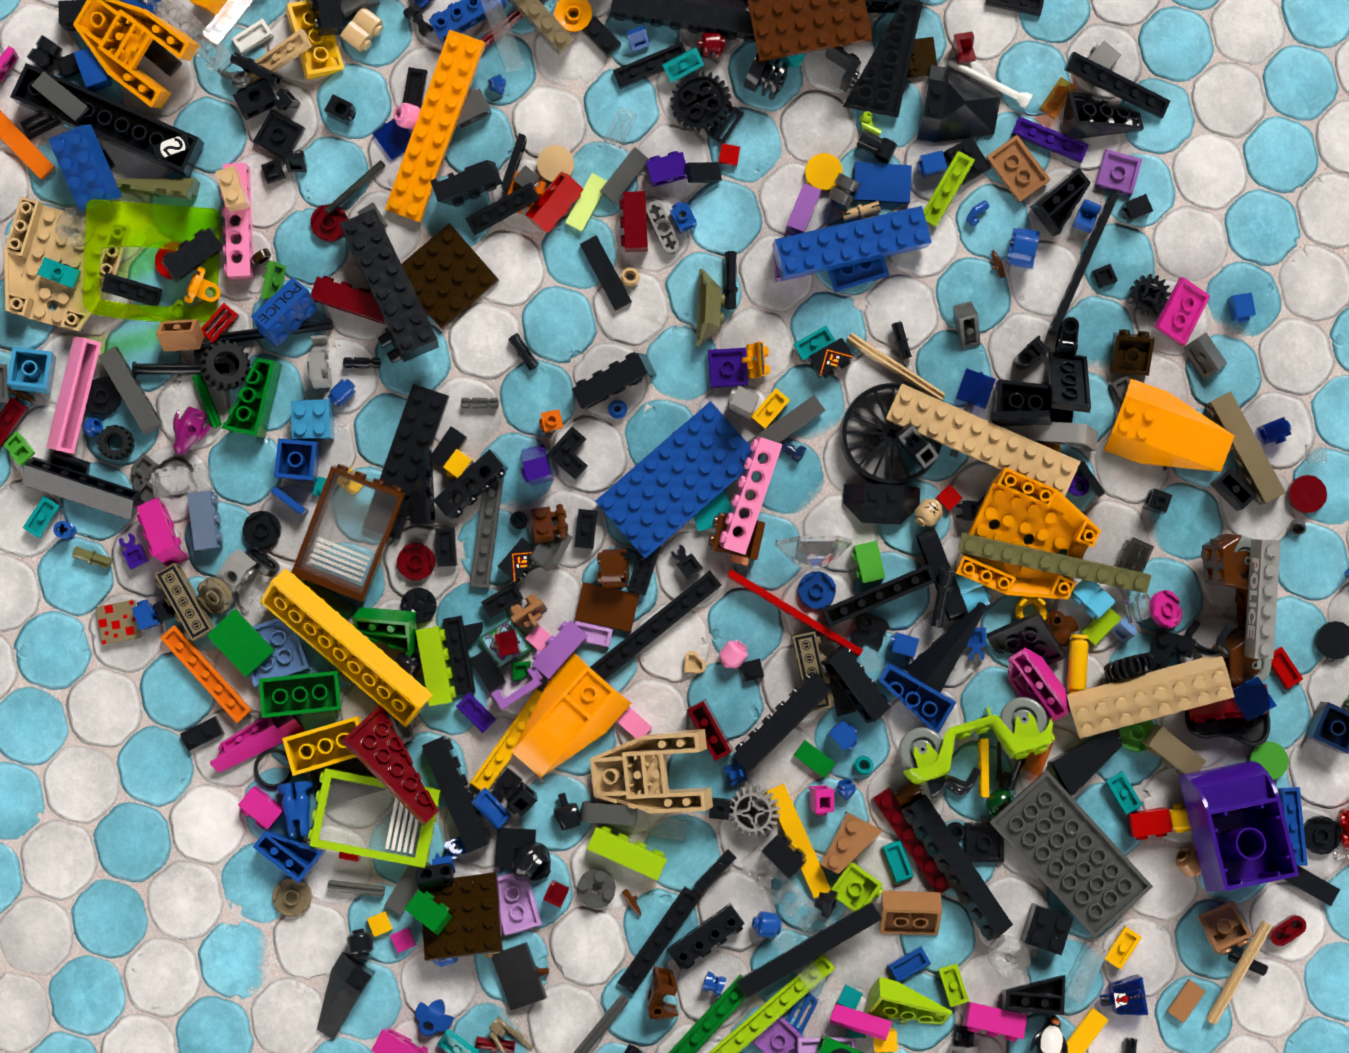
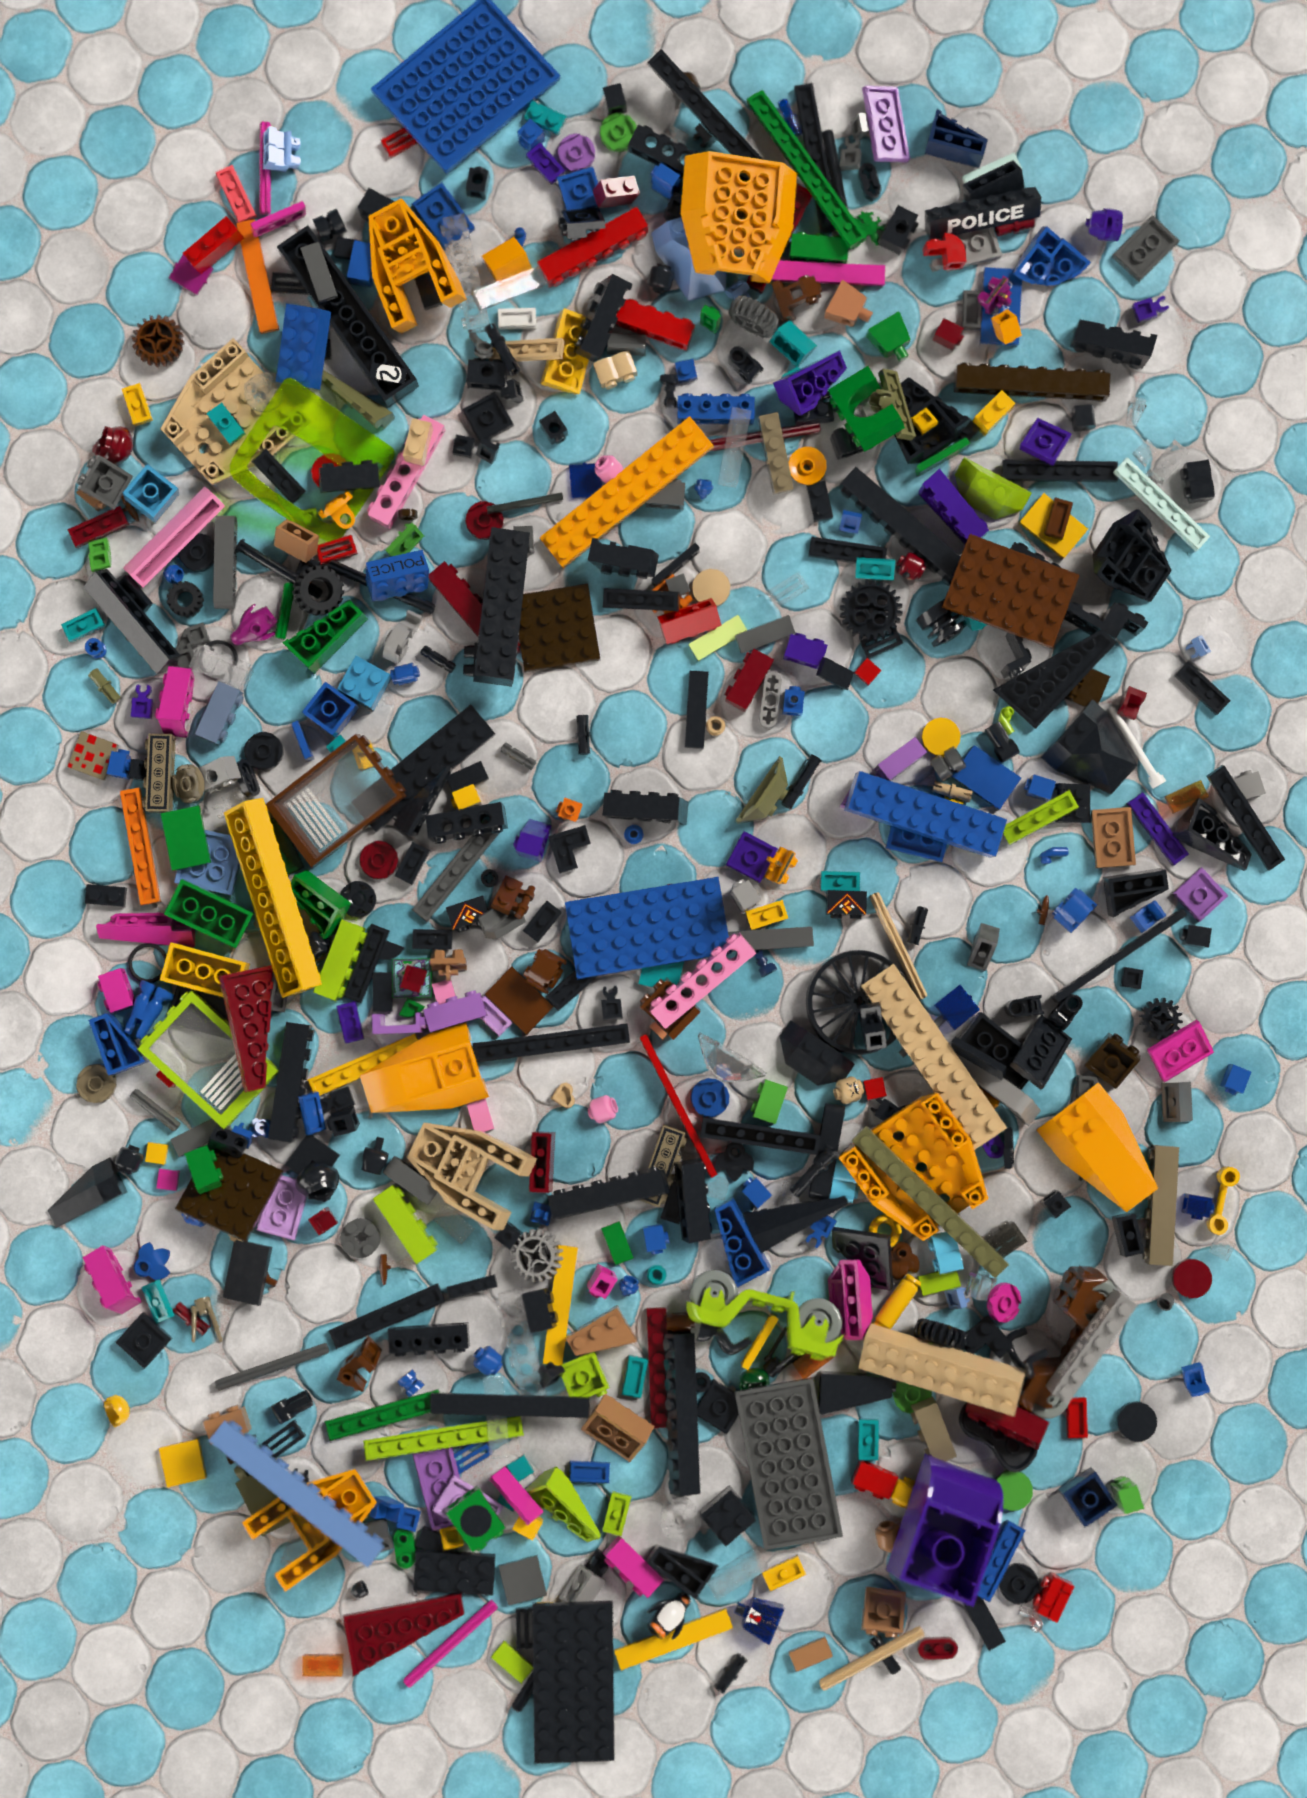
camera: 30 degrees right, 0 degrees up
(415, 86) = (630, 447): black tile -> none
(752, 670) = (611, 1132): black plate -> none
(1253, 699) = (1030, 1428): clear blue piece -> none
(1284, 392) = (1226, 1177): none -> yellow piece

